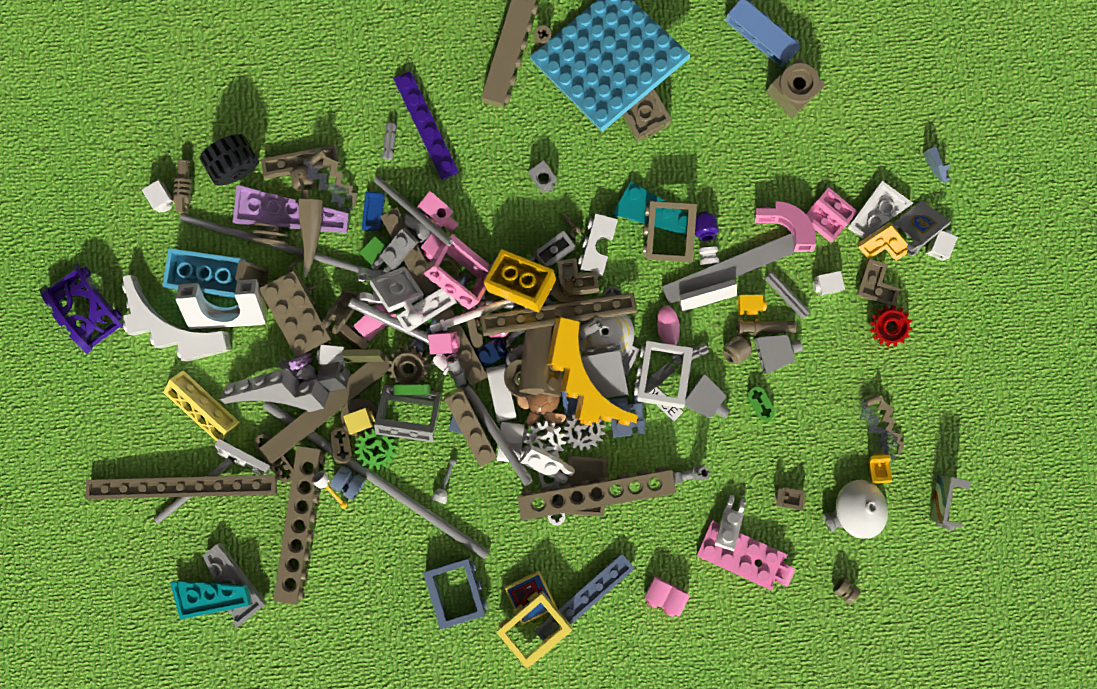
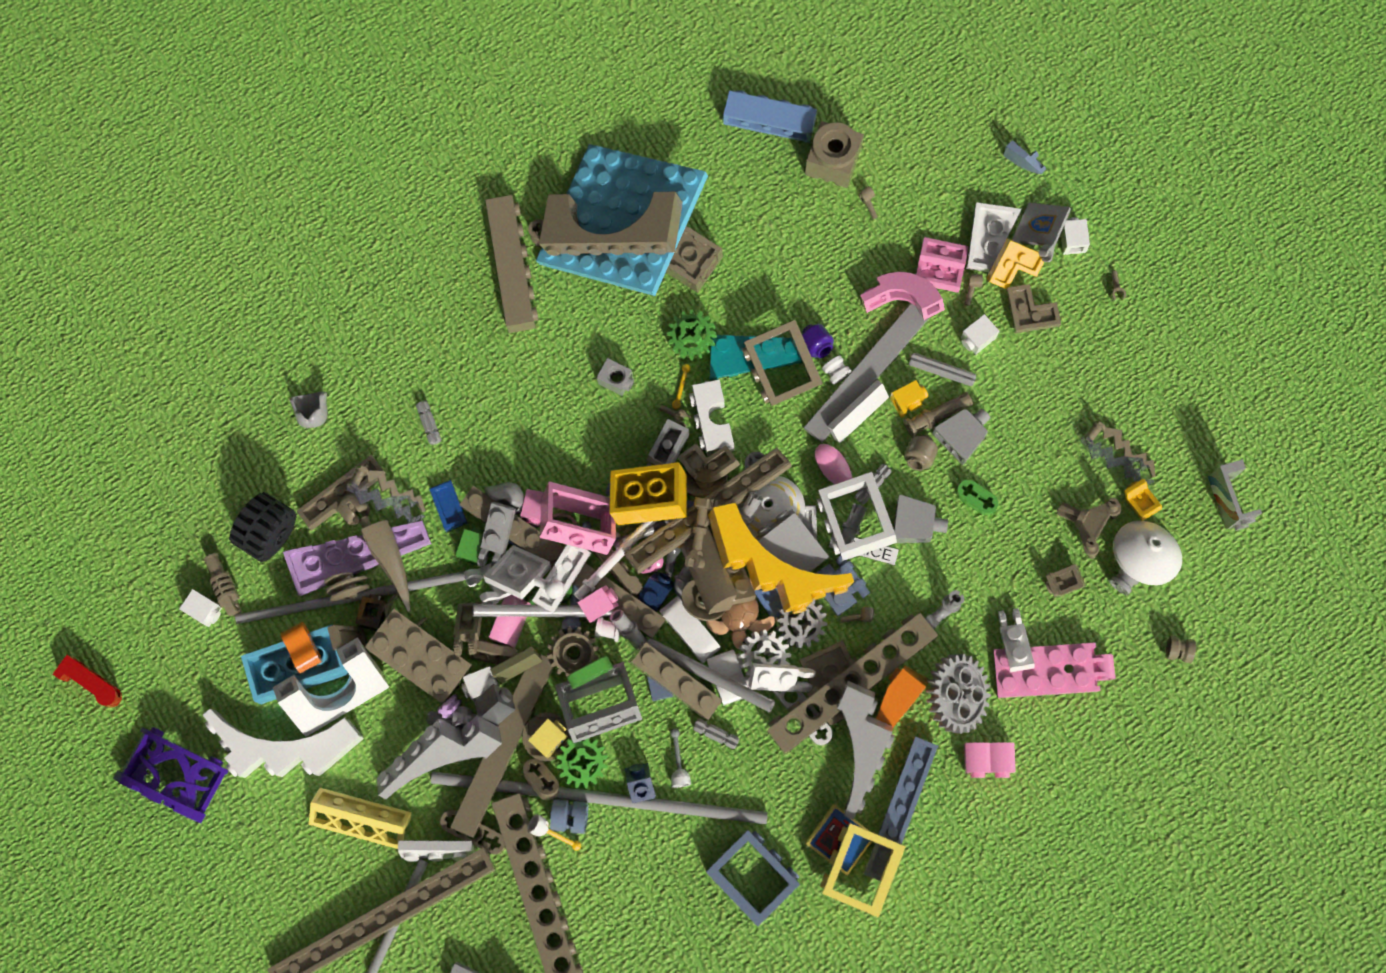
camera: 25 degrees left, 10 degrees down
(56, 209) = (105, 692): none -> red leg
(213, 265) = (301, 647): none -> orange axle
(272, 263) = (364, 614): none -> dark brown brick
(306, 81) = (310, 405): none -> light grey hair
(409, 484) = (639, 782): none -> bracket
(414, 211) = (493, 479): light grey piece -> none
(426, 125) = (460, 387): dark purple plate -> none
(431, 206) = (519, 470): bright pink torso -> none
(482, 477) = (716, 733): none -> light grey axle
(543, 328) = (703, 505): none -> dark tan piece
(577, 220) = (676, 404): none -> yellow hinge
(585, 544) = (868, 739): none -> light grey arch
(608, 176) = (691, 324): none -> bright green gear
(624, 82) = (651, 233): none -> dark tan arch
(629, 520) = (901, 694): none -> orange wedge
(634, 447) = (867, 615): none -> dark tan hand
(668, 540) = (958, 693): none -> light grey gear
(801, 133) = (865, 196): none -> dark tan hand
(832, 465) = (1090, 522): none -> dark tan axle
(847, 240) = (974, 281): none -> dark tan hand
(900, 328) = (1079, 339): red gear -> none
(951, 300) = (1116, 287): none -> dark tan hand

